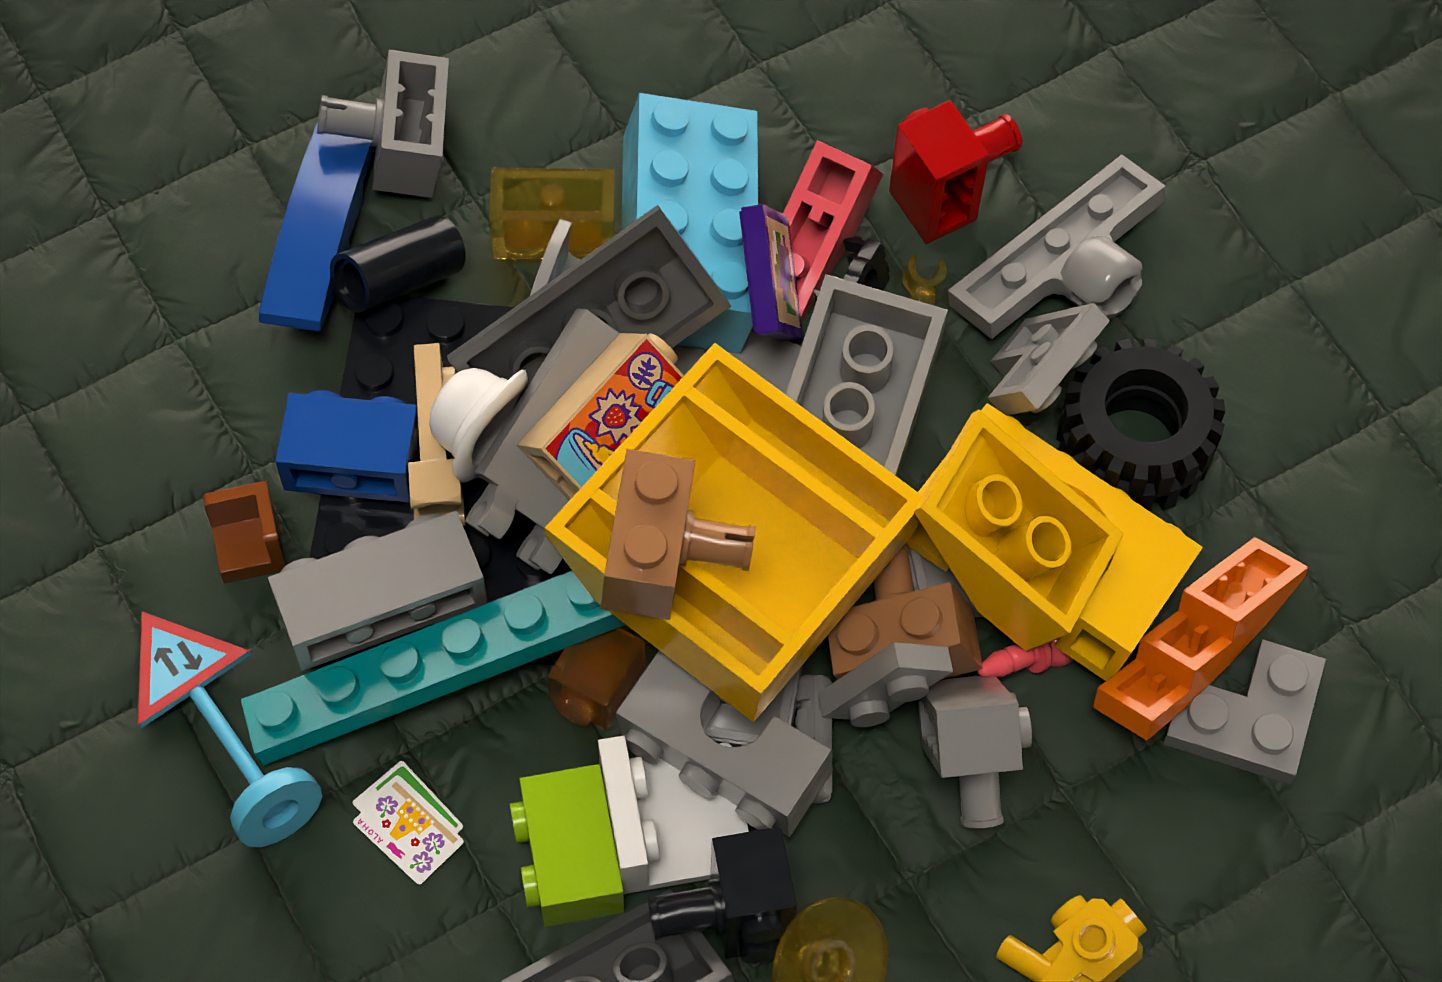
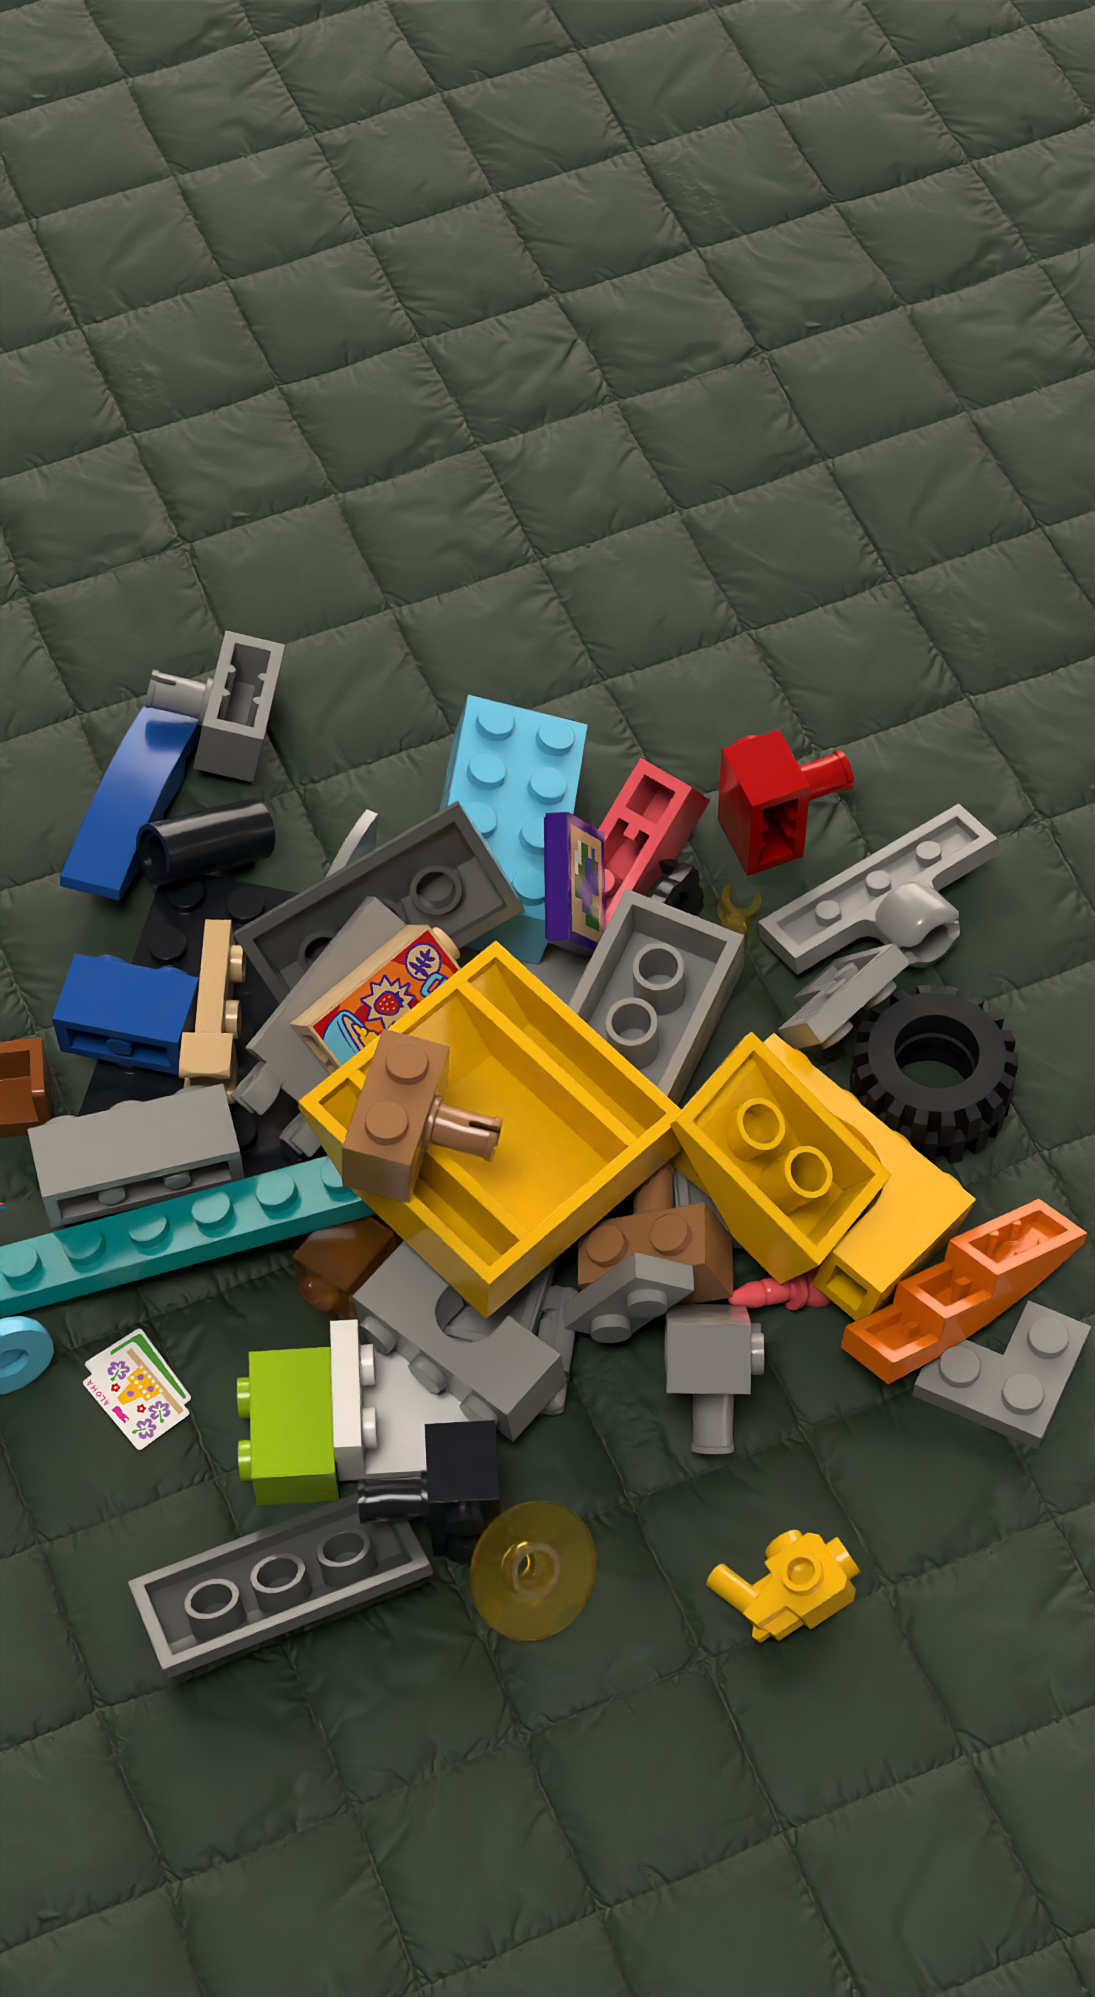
camera: 10 degrees right, 5 degrees down
(471, 414) = (249, 989): white hat -> none
(532, 200) = (342, 790): clear yellow brick -> none

